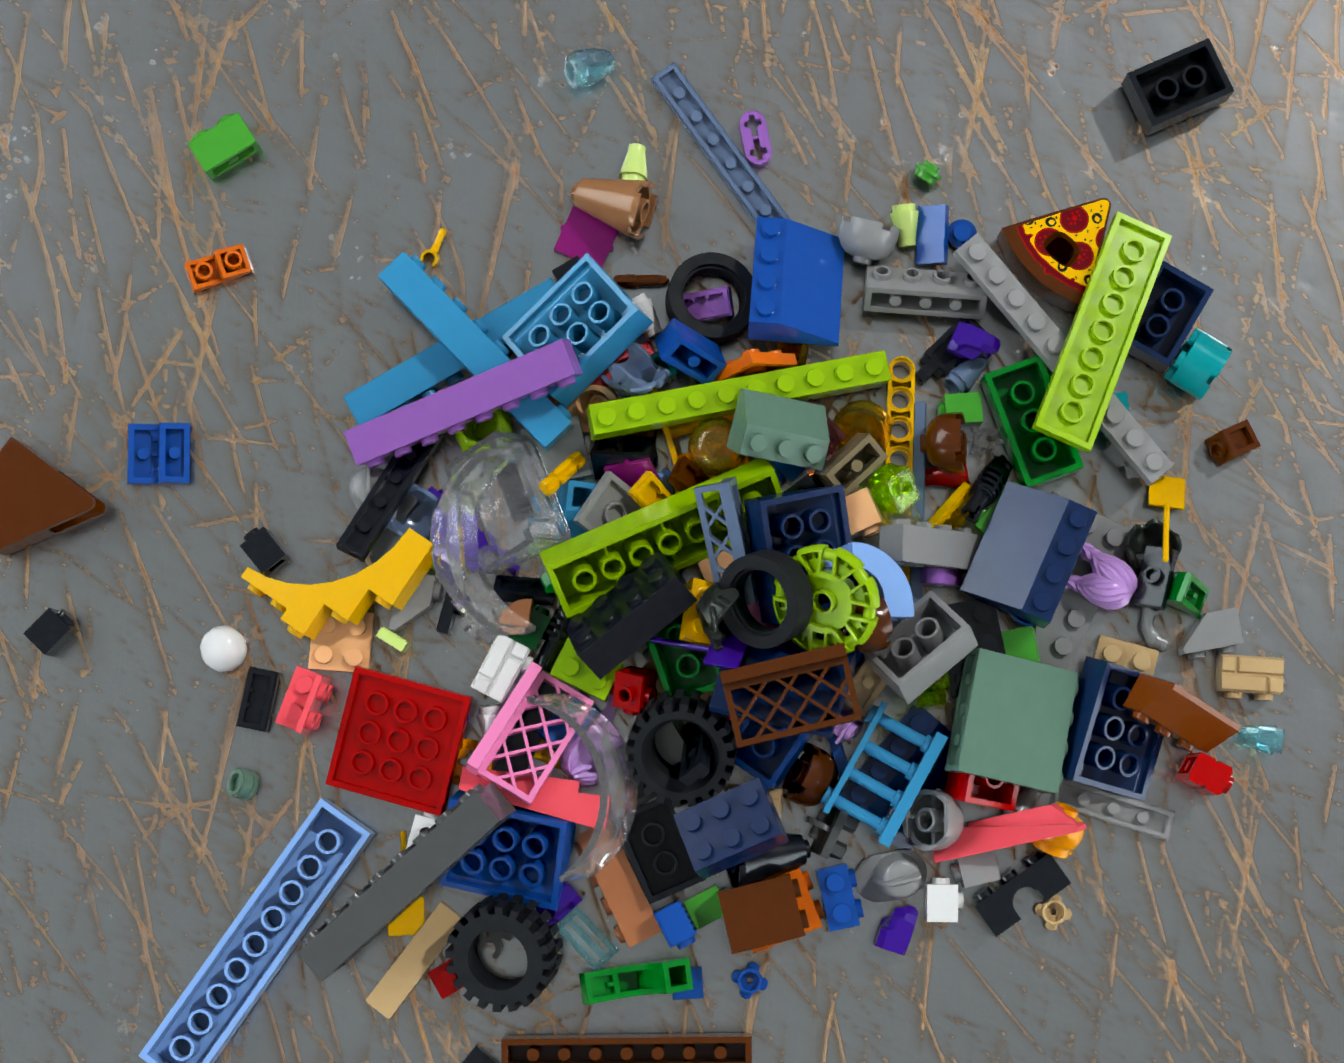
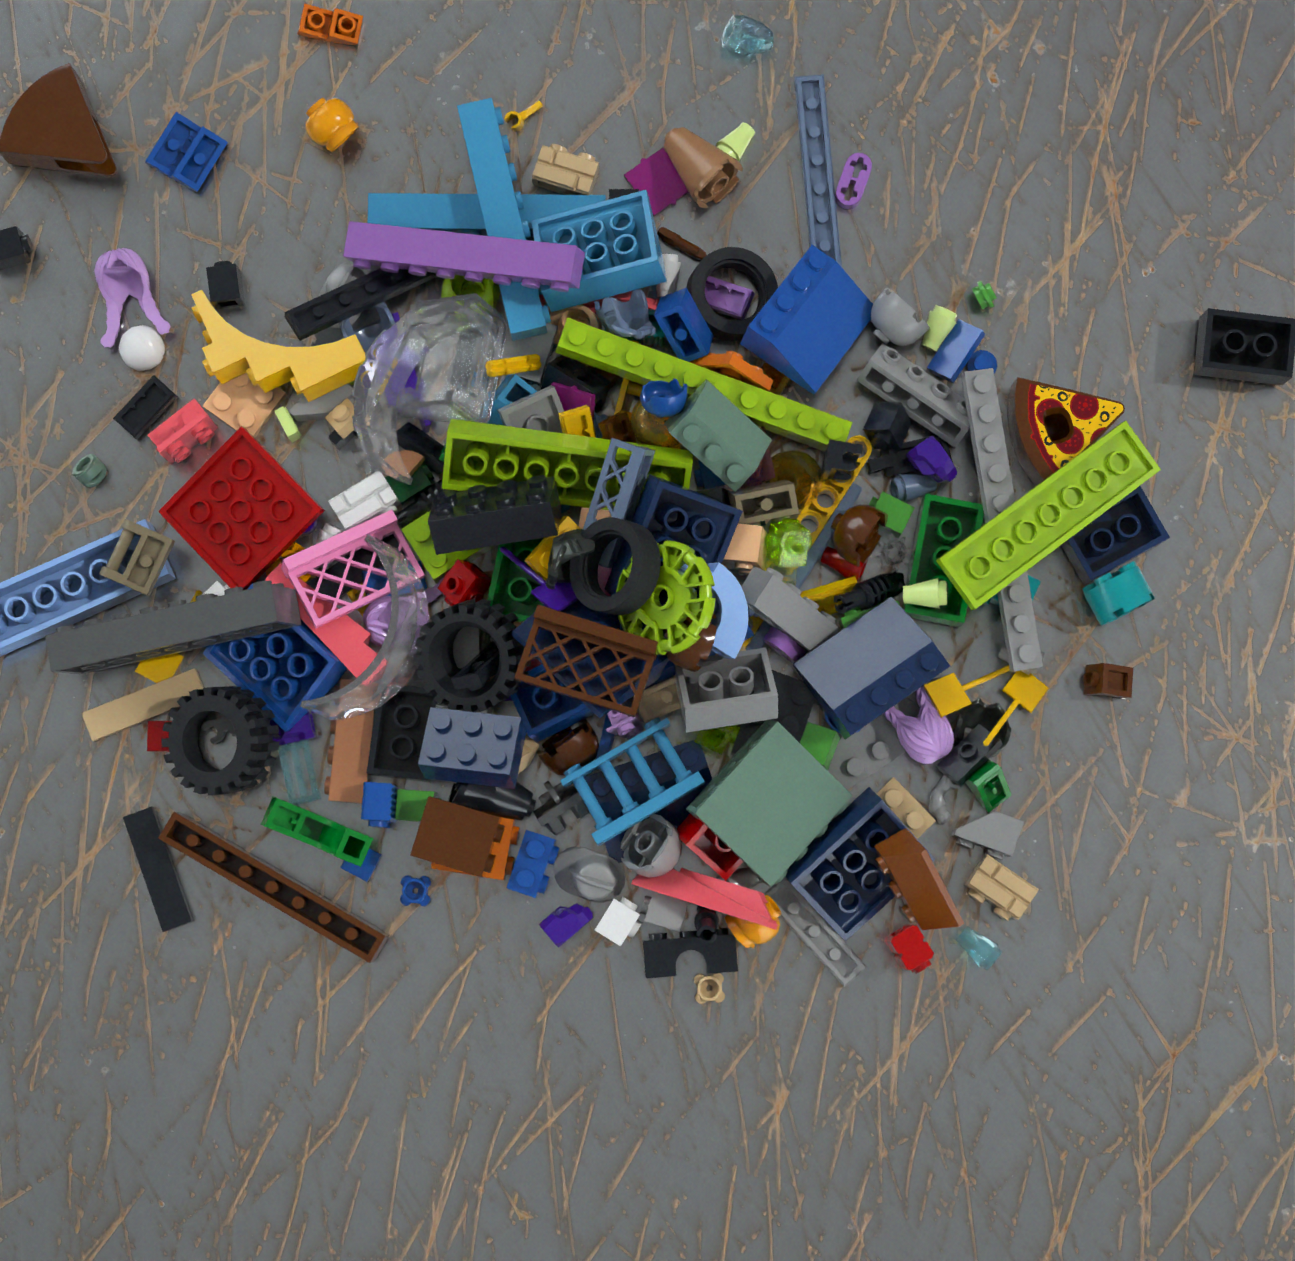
camera: 25 degrees right, 0 degrees up
(167, 596) = (120, 275): none -> lavender hair
(272, 354) = (330, 123): none -> light orange piece
(345, 833) = (145, 561): none -> dark tan plate
(440, 607) = (341, 418): none -> tan plate
(502, 277) = (565, 171): none -> tan brick
(714, 425) = (663, 398): none -> blue hair
(891, 390) = (842, 457): none -> black hinge
(914, 335) = (887, 425): none -> black brick
(1021, 859) = (706, 924): none -> black pin
(1038, 461) = (926, 593): none -> yellowish green cone
(1108, 536) = (950, 696): none -> yellow piece

